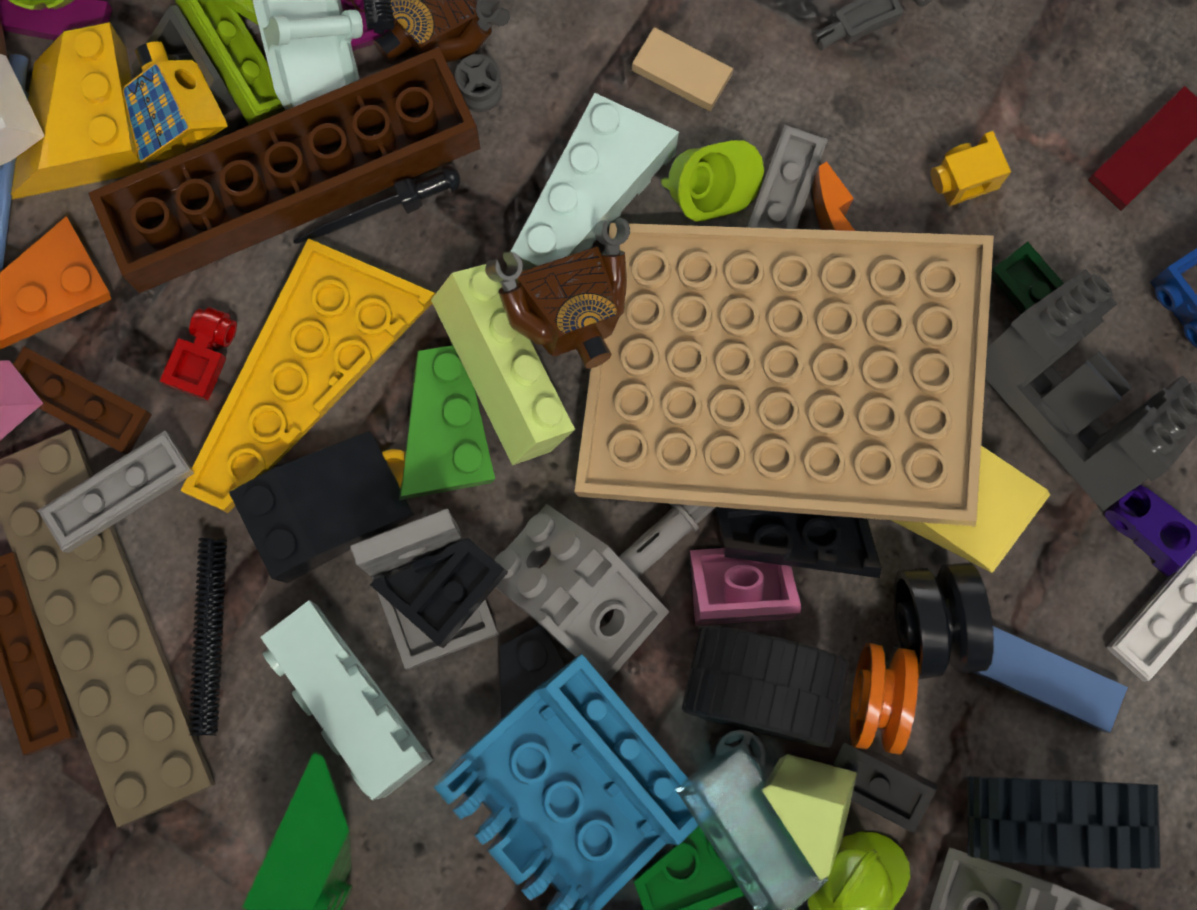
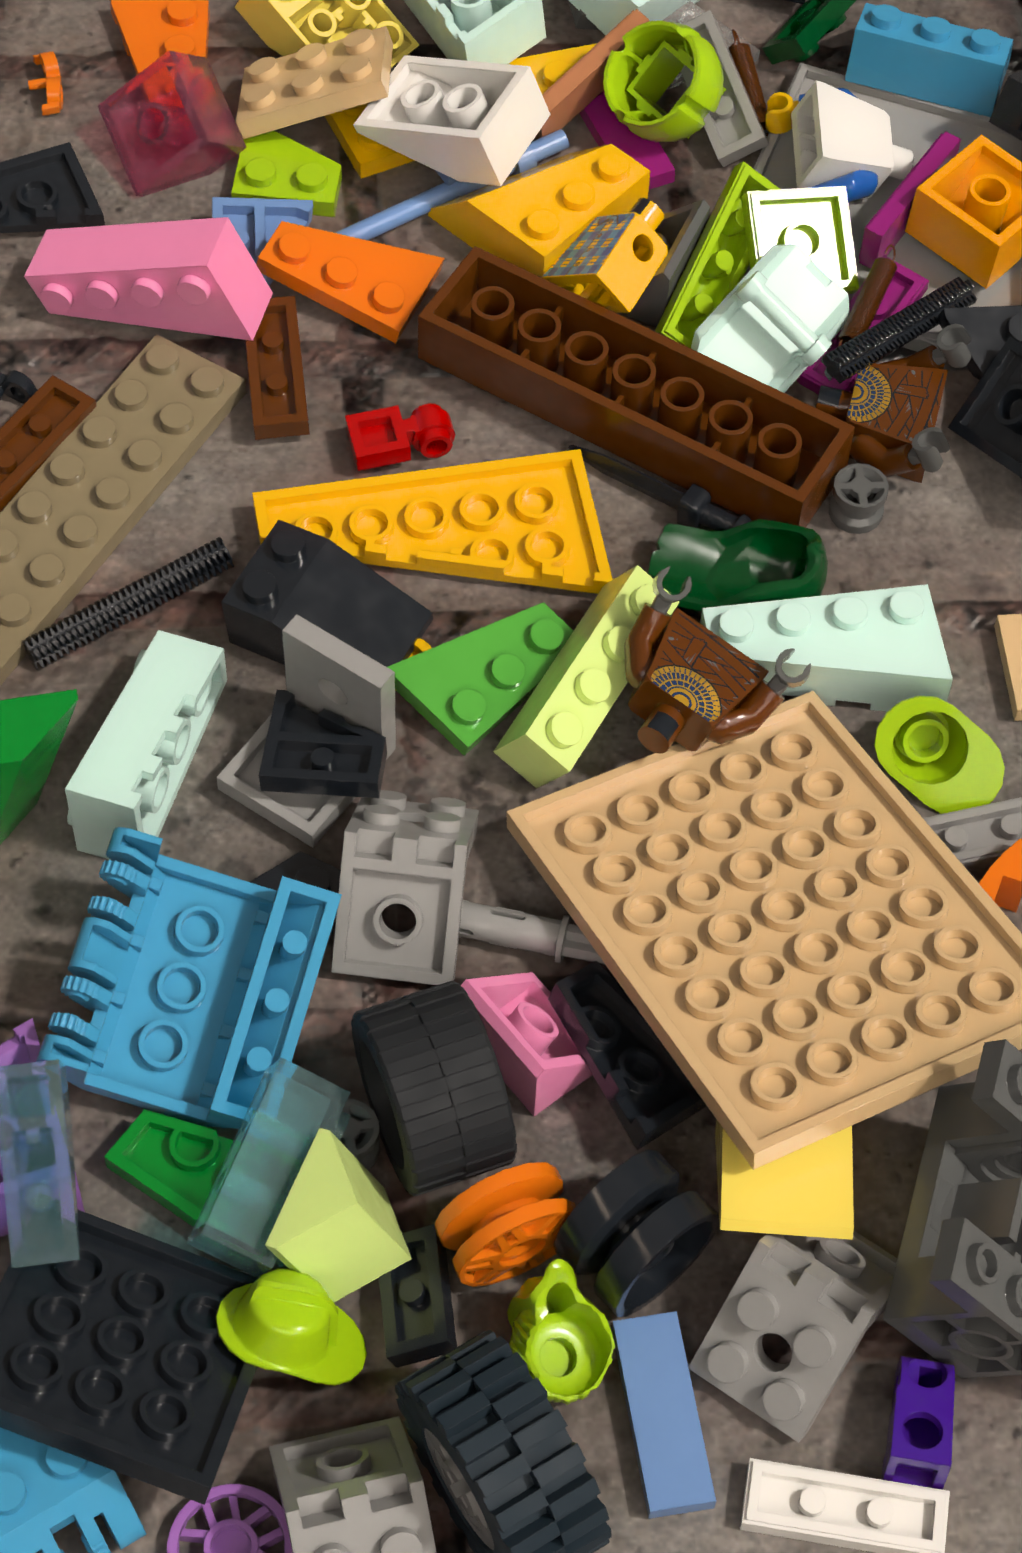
camera: 55 degrees right, 20 degrees down
(115, 492) = (212, 441): light grey tile -> none
(482, 202) = (740, 564): none -> dark green hair
(970, 716) = (560, 1334): none -> lime hair
(1062, 543) = (816, 1298): none -> light grey bracket

